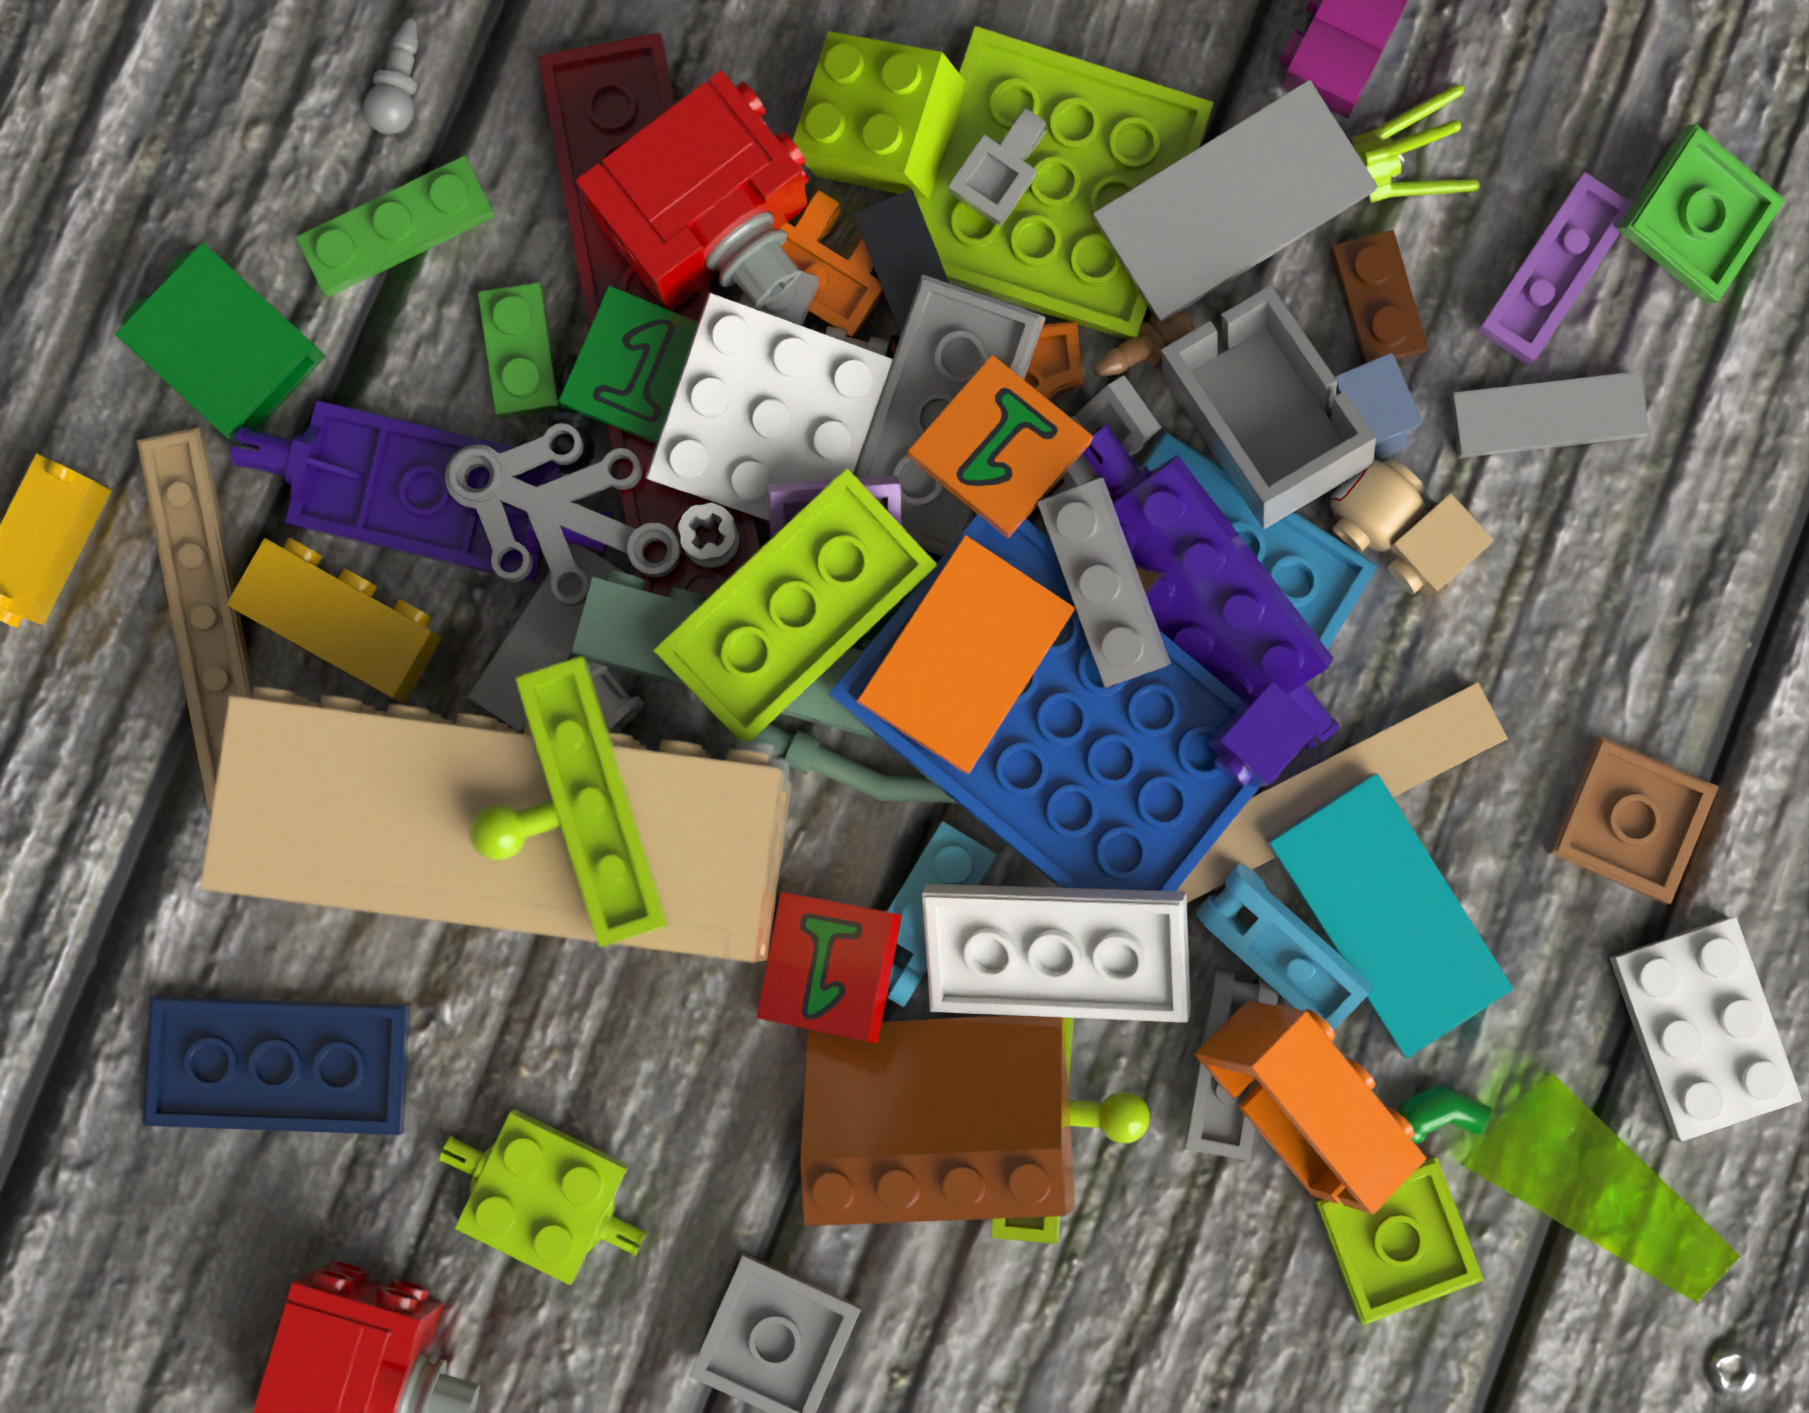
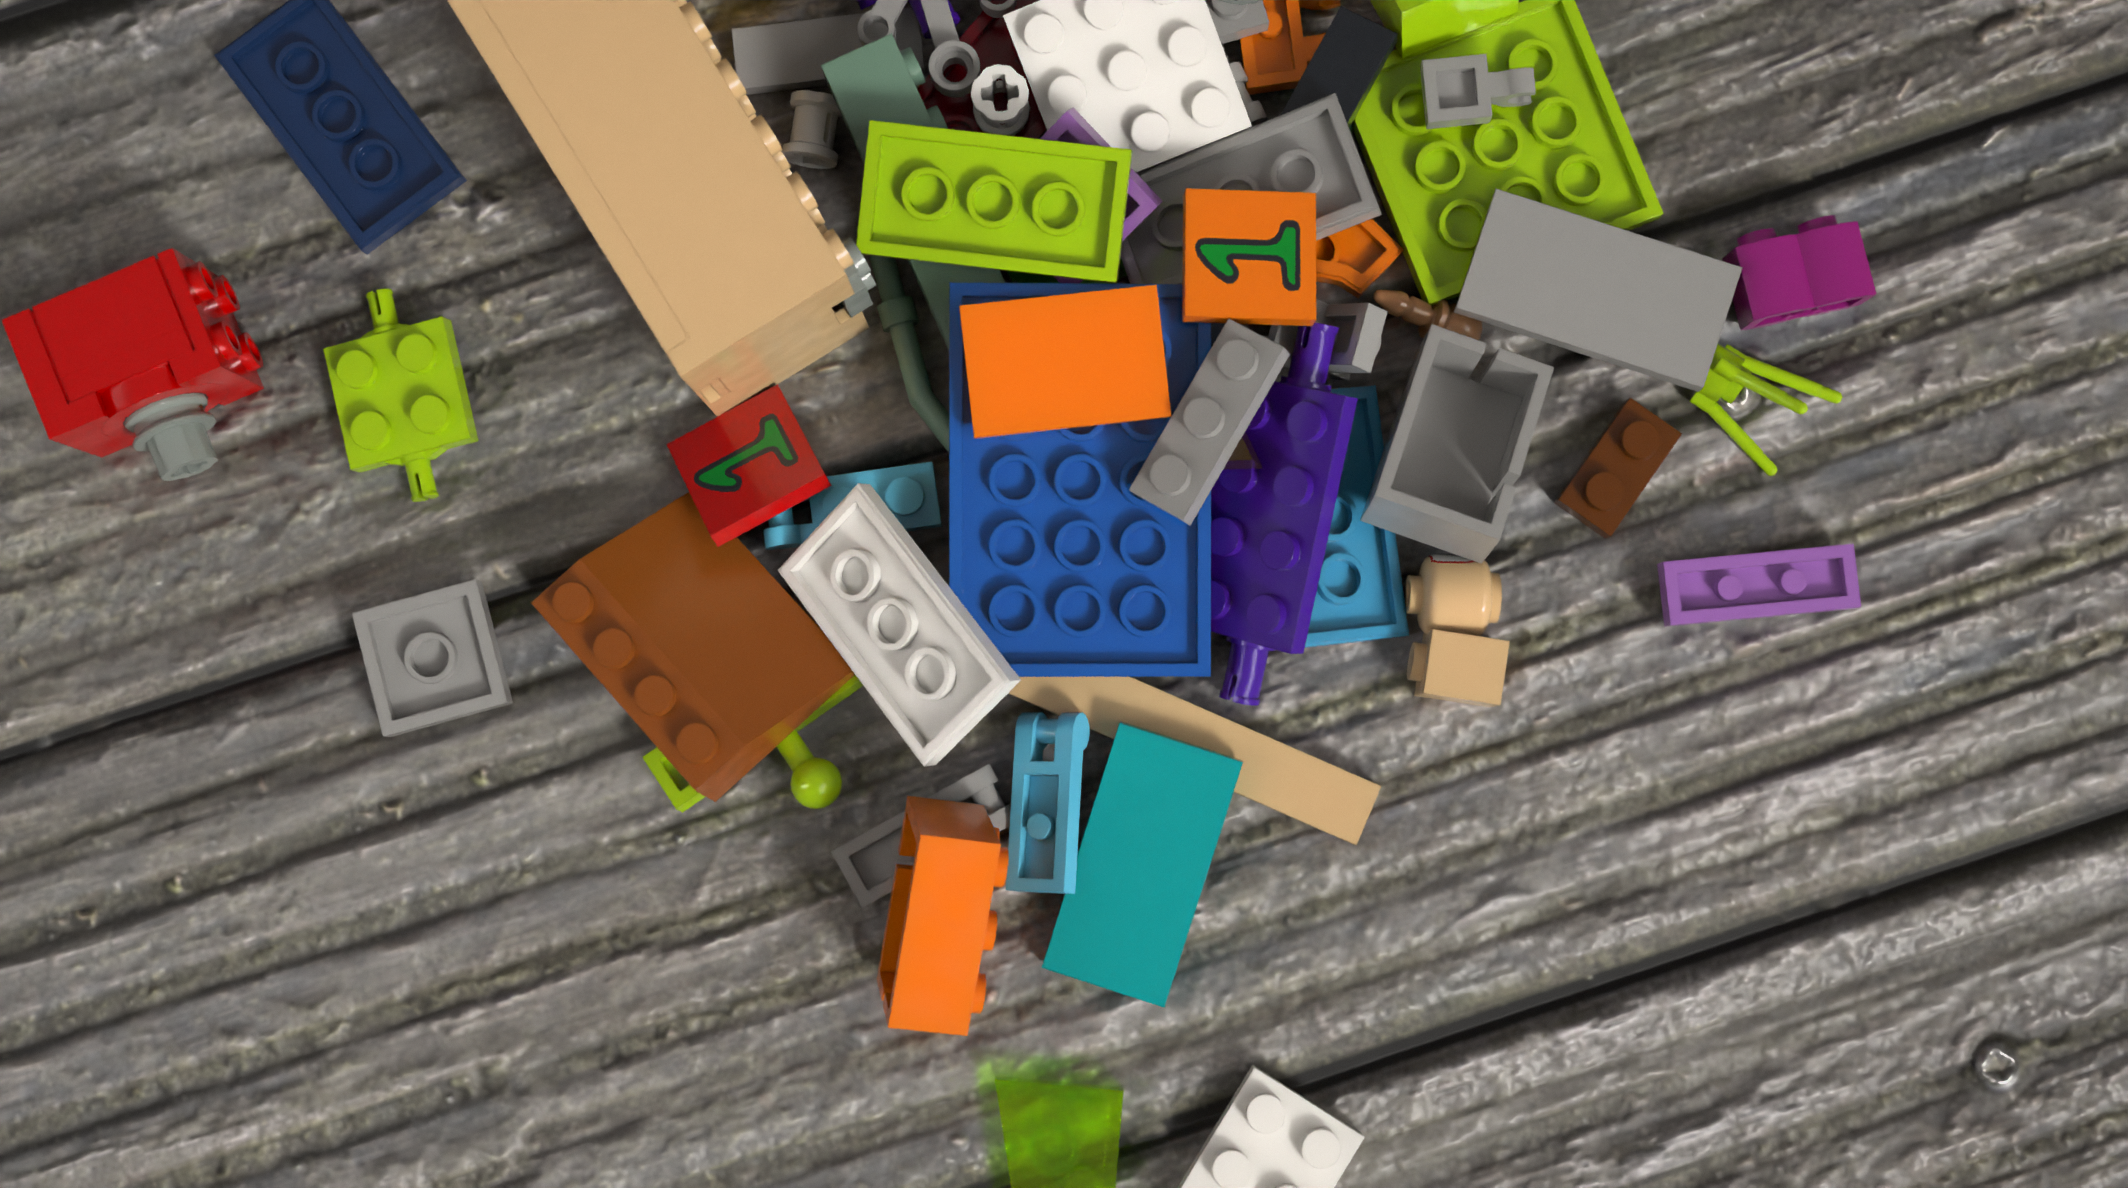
camera: 50 degrees right, 0 degrees up
(586, 803) = (693, 147): lime plate -> none
(1262, 736) = (1191, 642): dark purple brick -> none
(1383, 402) = (1533, 532): sand blue brick -> none
(1404, 1250) = (895, 1081): lime tile -> none
(1440, 1106) = (1024, 1022): green arm -> none
(1549, 414) = (1639, 673): light grey tile -> none
(1633, 820) = (1374, 996): medium nougat tile -> none
(1701, 214) = (1898, 662): bright green tile -> none

